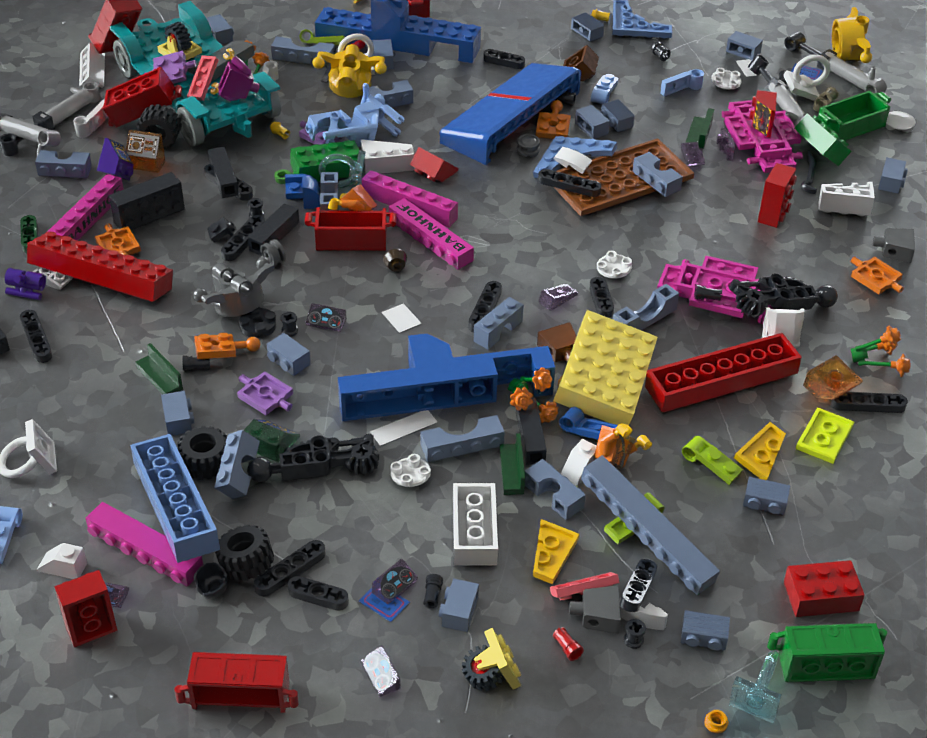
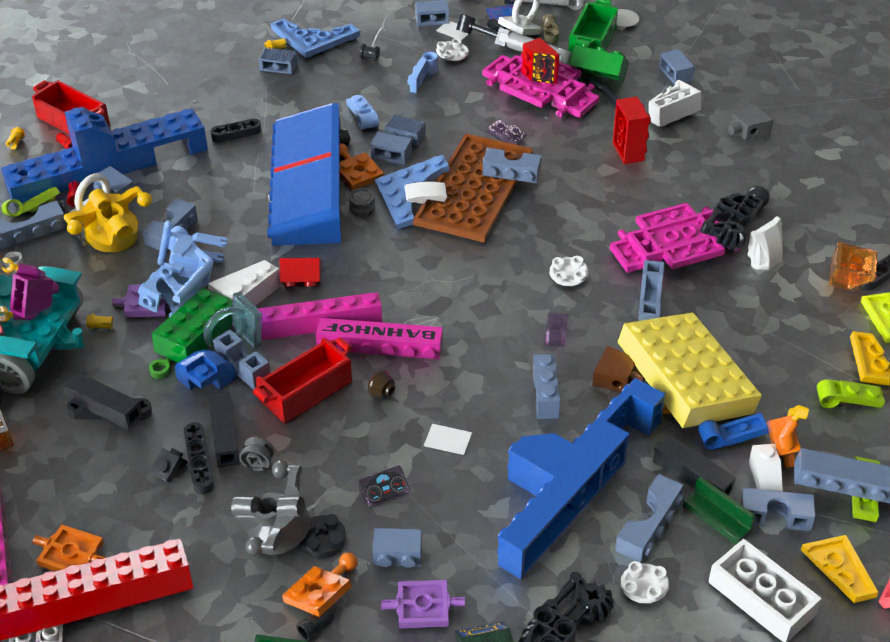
camera: 40 degrees left, 0 degrees up
(147, 201) = (57, 484): black brick -> none
(255, 207) = (178, 416): black bush -> none
(289, 323) = (359, 512): black bush -> none
(355, 200) = (278, 346): orange torso -> none
(403, 427) = (580, 544): white sticker -> none
(485, 306) = (513, 377): black beam -> none
(522, 398) = (669, 441): orange plant -> none
(585, 60) = (314, 95): reddish brown slope -> none
(587, 187) = (425, 220): black beam -> none
(603, 291) = (604, 313): black beam -> none
(700, 129) = (486, 105): dark green panel -> none
(702, 293) = (680, 250): black pin -> none
(722, 372) = (770, 312): red brick -> none
(726, 144) = (522, 106): clear purple slope -> none
(876, 275) = (766, 157): orange plate -> none
(888, 343) = (846, 210): plant -> none

